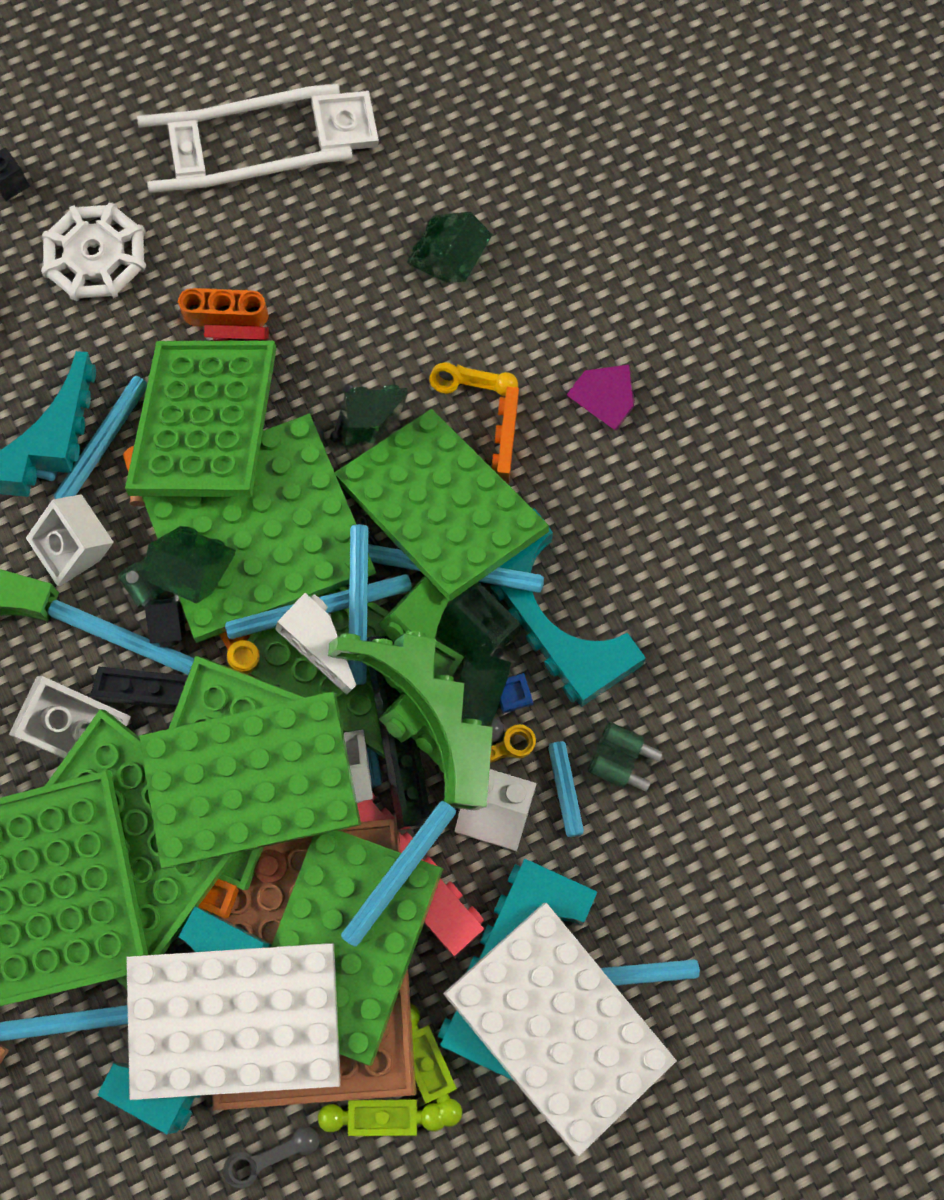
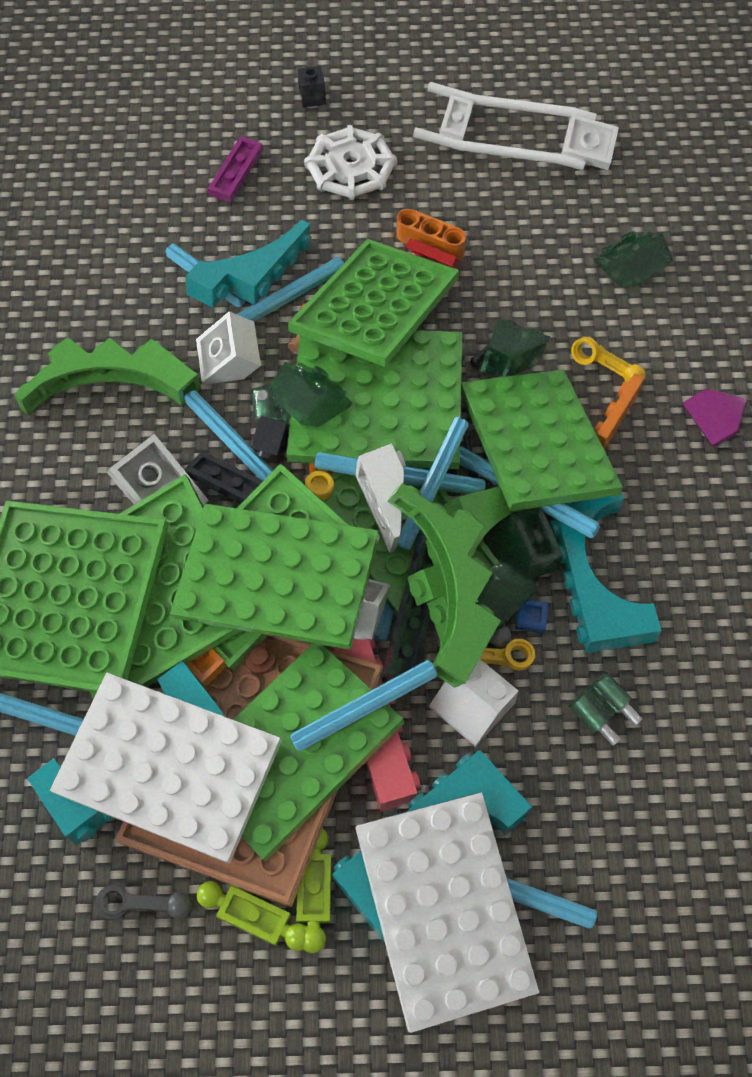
camera: 25 degrees right, 10 degrees down
(565, 789) = (542, 713): medium azure axle -> none

